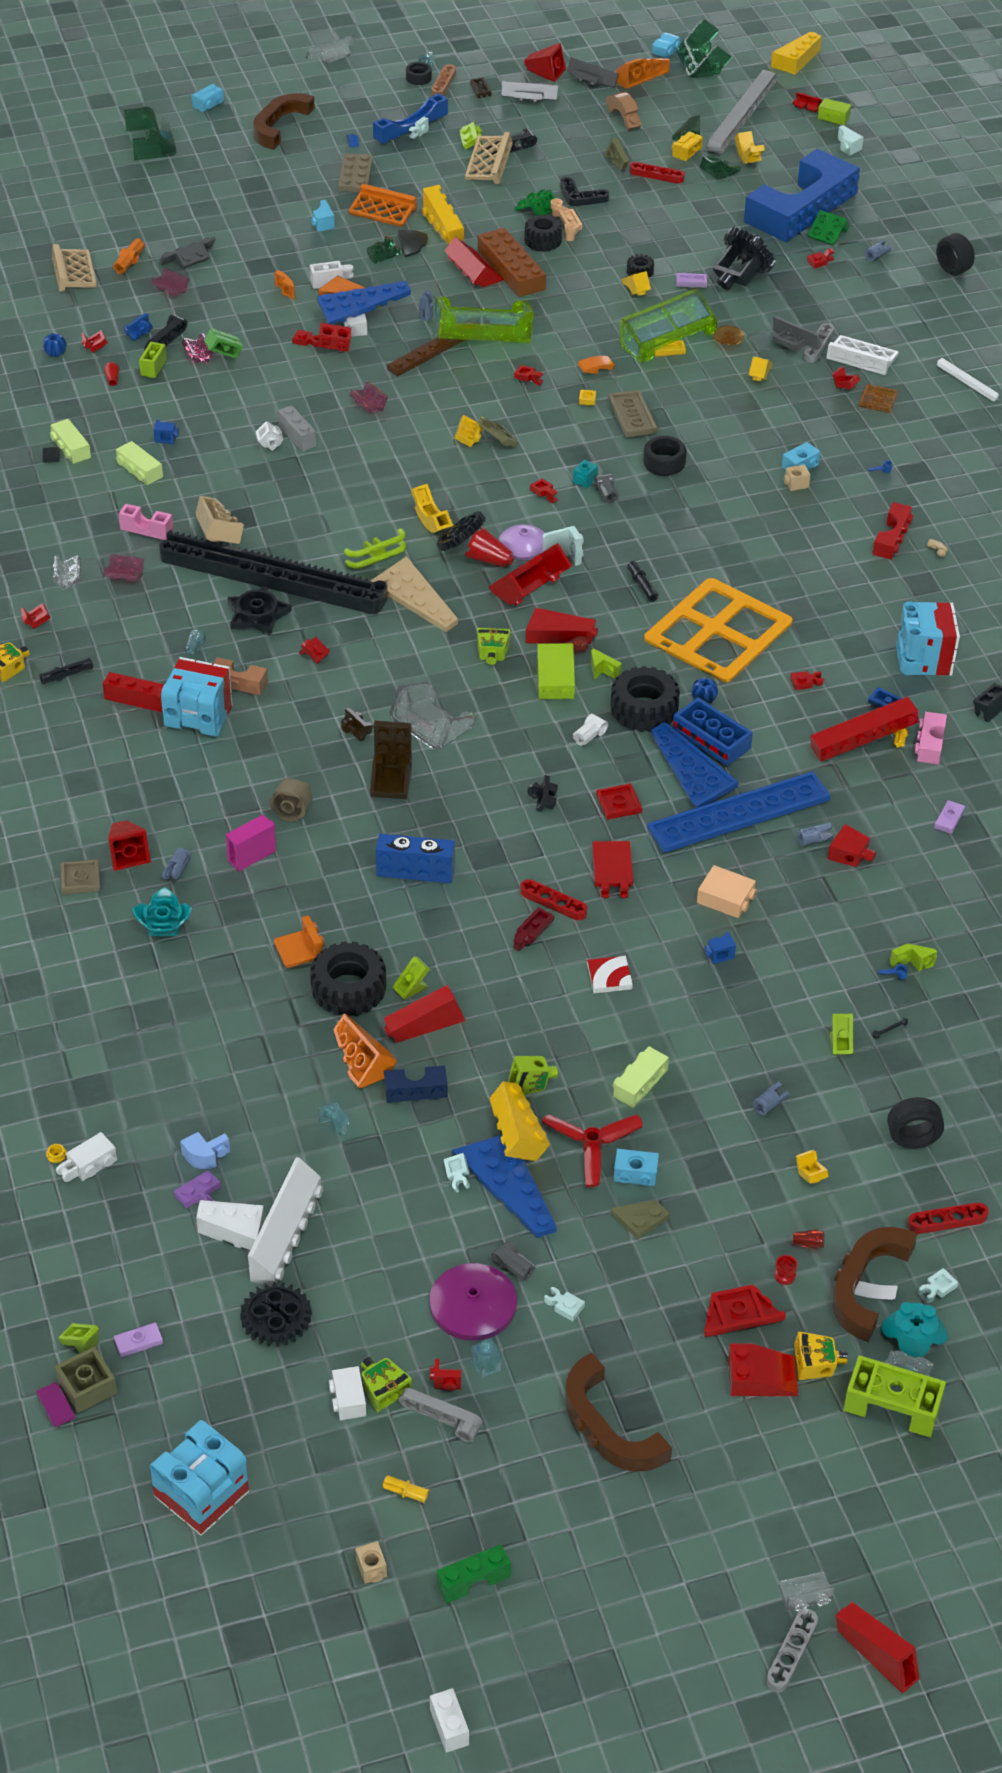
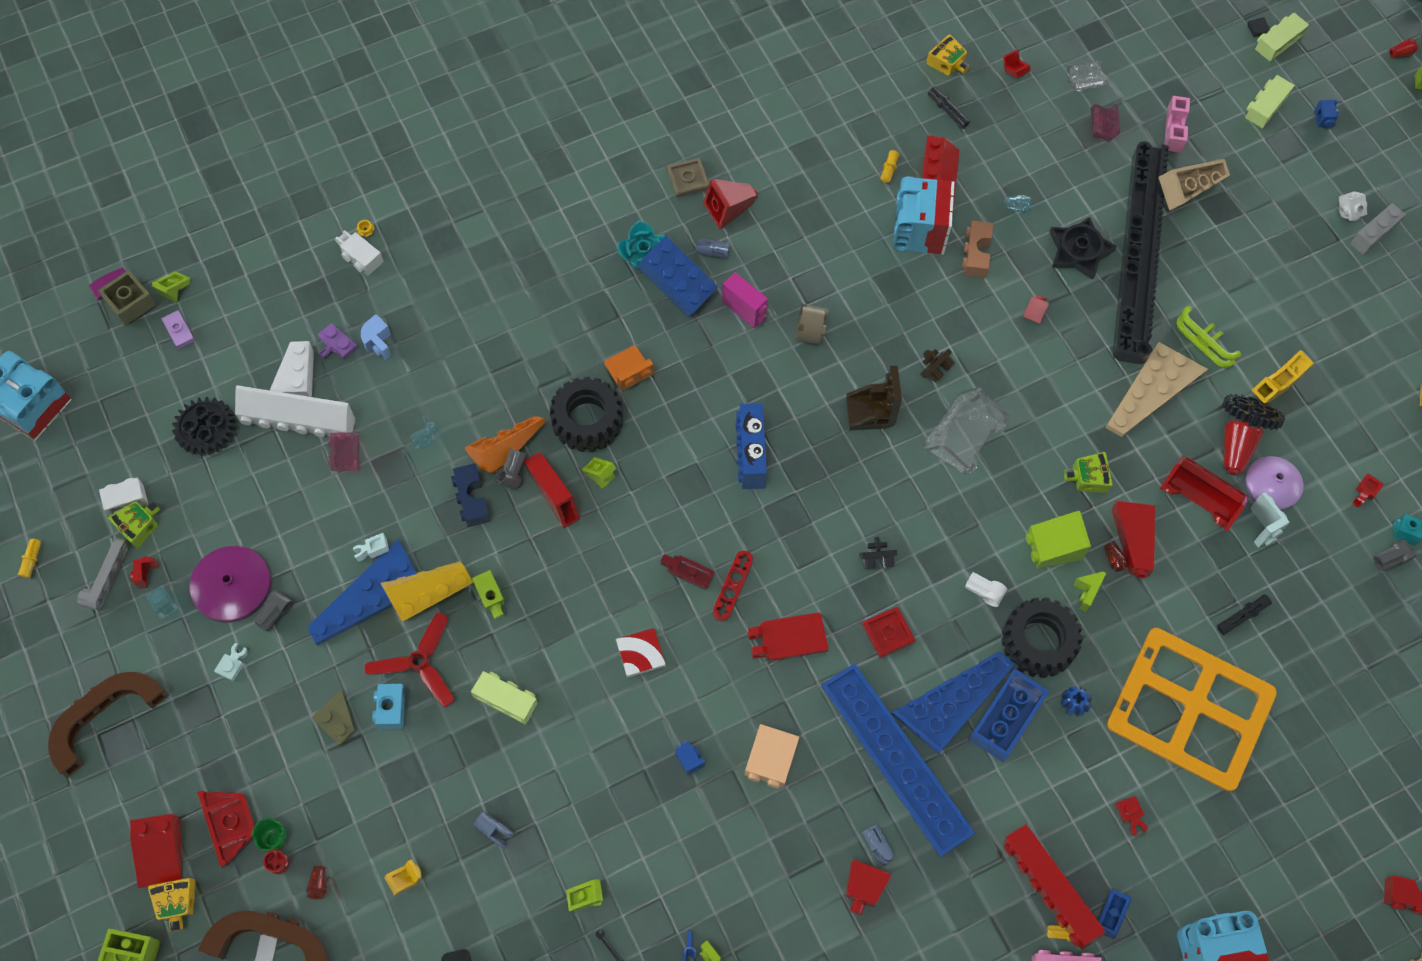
camera: 80 degrees right, 20 degrees up
(121, 723) = (889, 166): none -> yellow axle
(209, 886) = (677, 276): none -> blue brick
(342, 1182) = (344, 451): none -> clear pink bracket
(394, 1042) = (509, 474): none -> dark grey piece
(758, 1271) = (269, 834): none -> green hair

